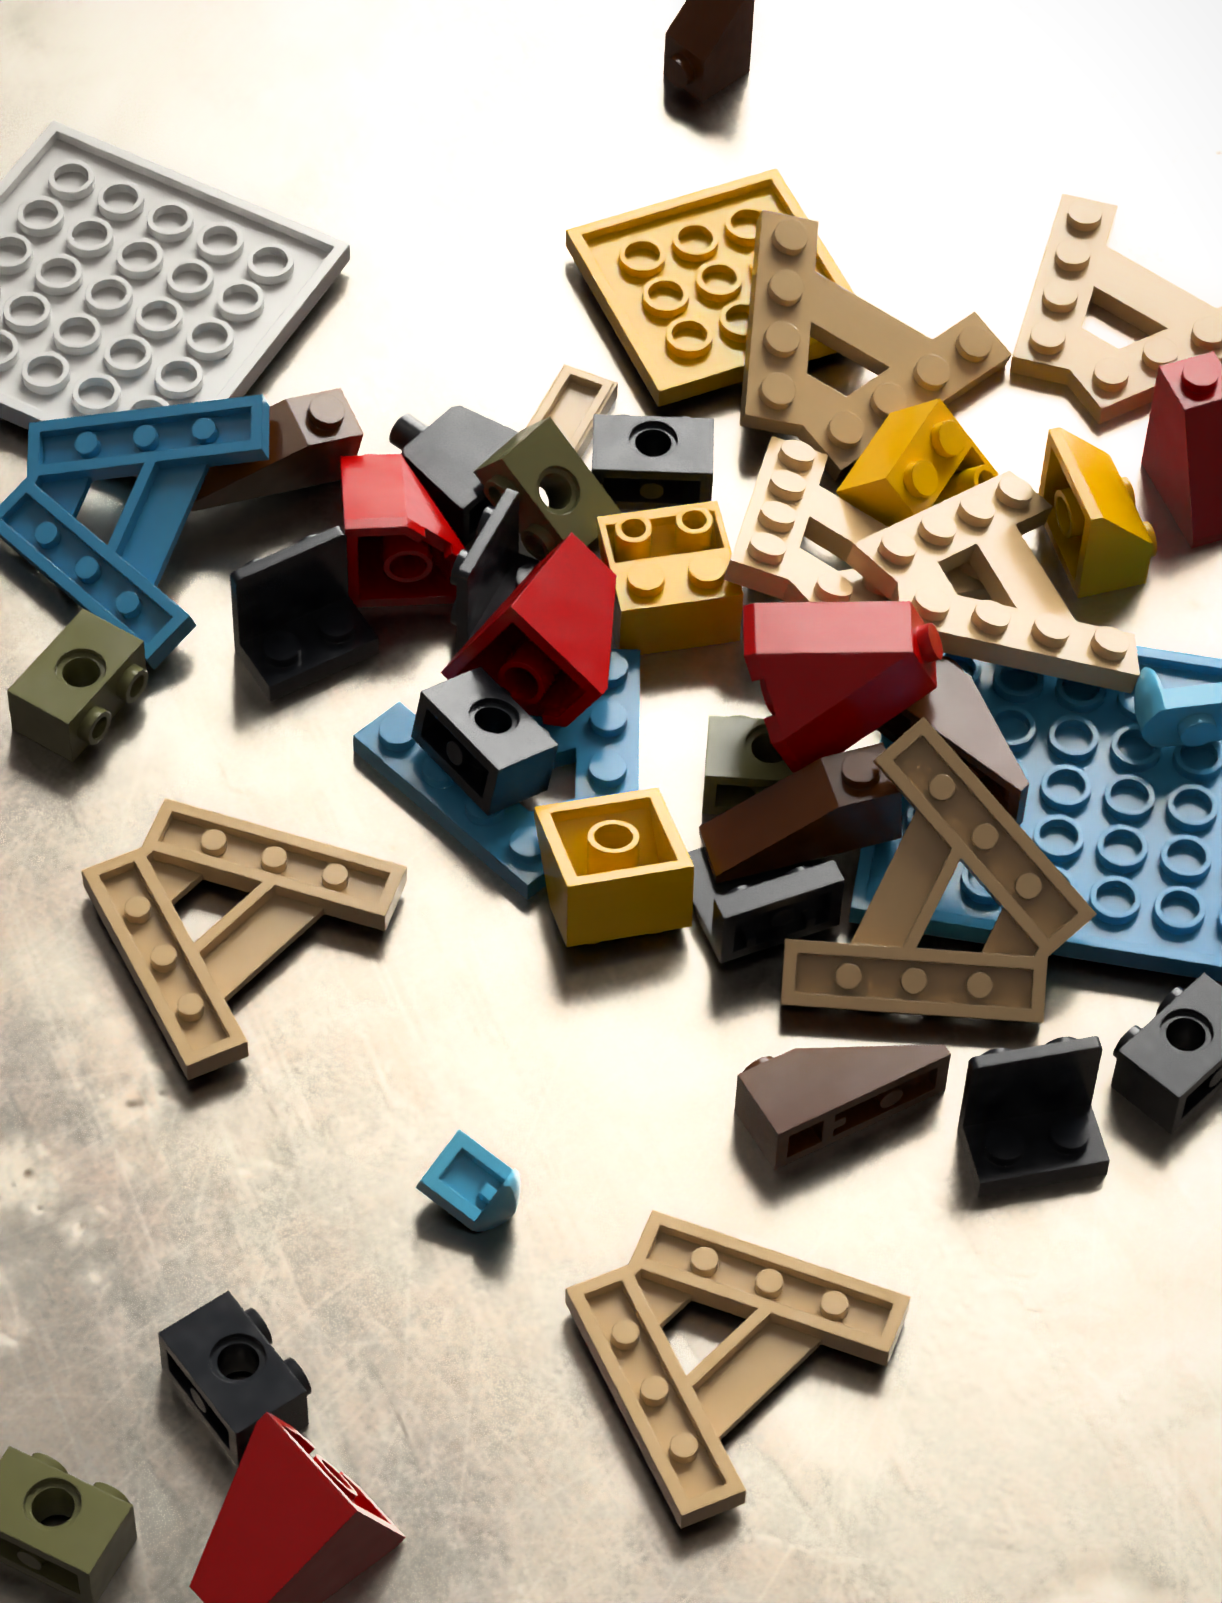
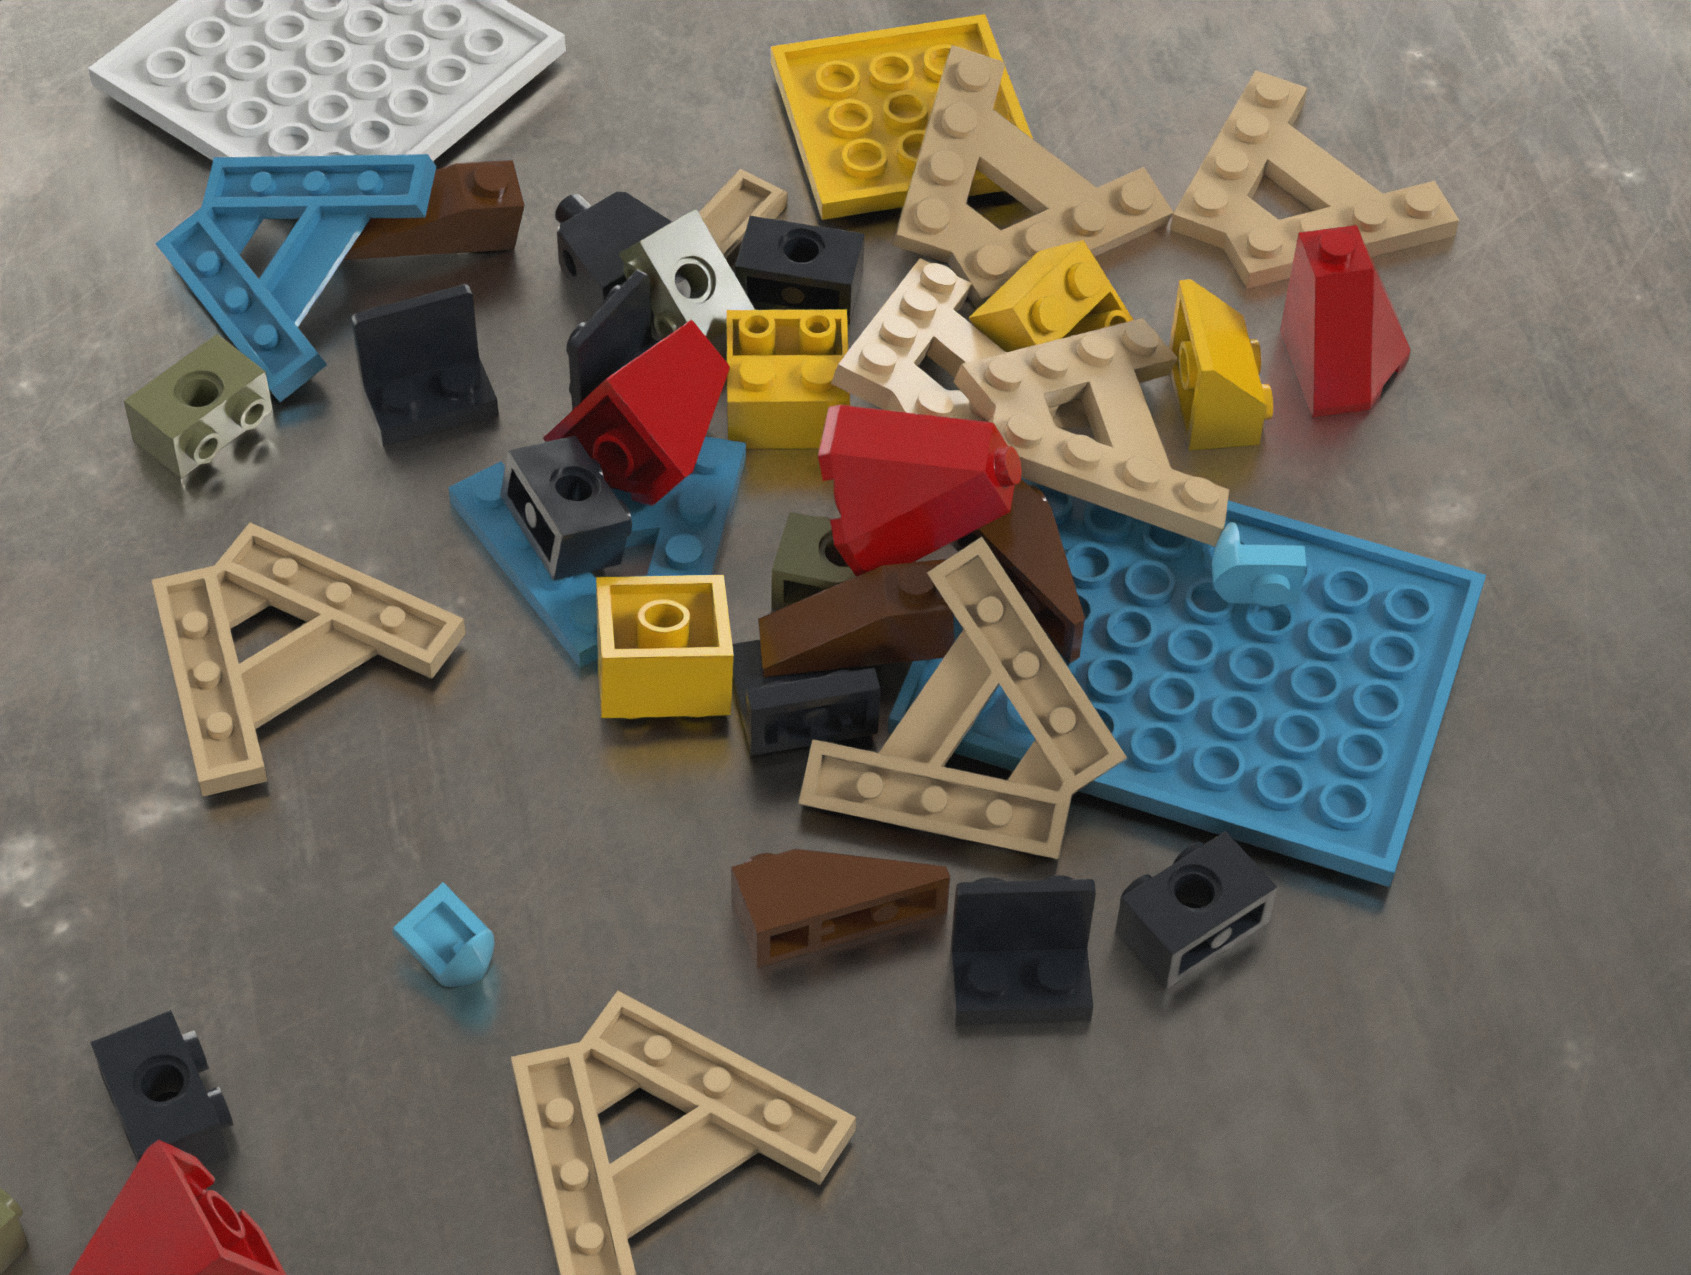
camera: 10 degrees right, 0 degrees up
(395, 535) = (526, 302): red slope -> none

